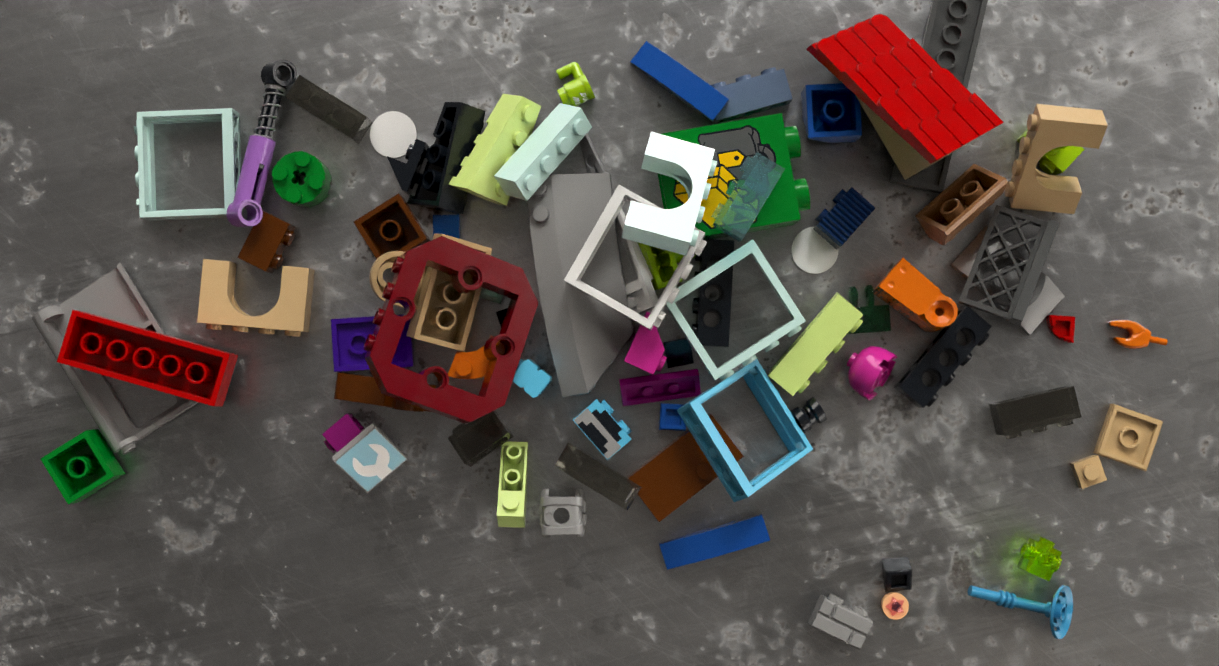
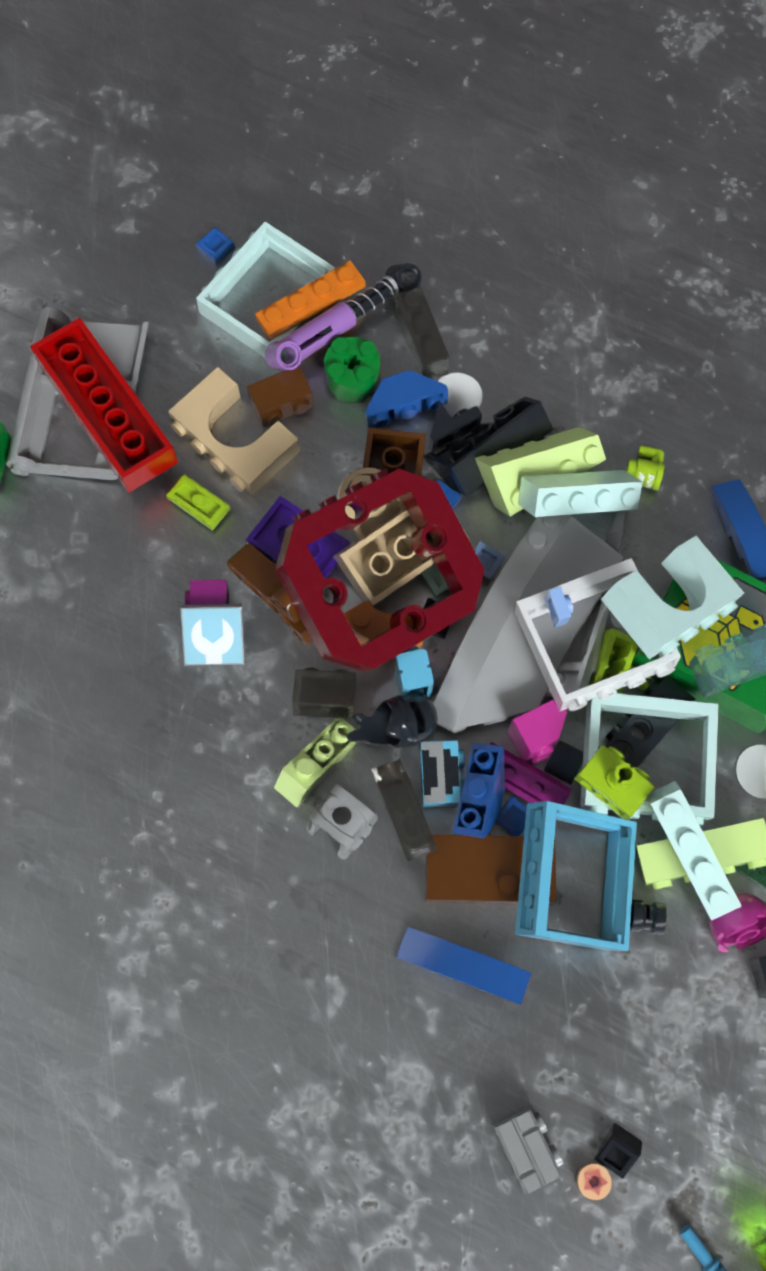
camera: 35 degrees right, 15 degrees down
(113, 156) = (215, 245): none -> blue tile
(226, 151) = (310, 300): none -> orange plate
(275, 369) = (198, 502): none -> lime plate
(357, 172) = (404, 397): none -> blue slope
(515, 250) = (490, 560): none -> light blue plate
(546, 420) = (397, 722): none -> black piece
(597, 263) = (558, 606): none -> light blue plate
(639, 421) = (481, 791): none -> blue slope
(724, 353) = (615, 781): none -> lime brick
(807, 356) = (693, 850): none -> light aqua brick

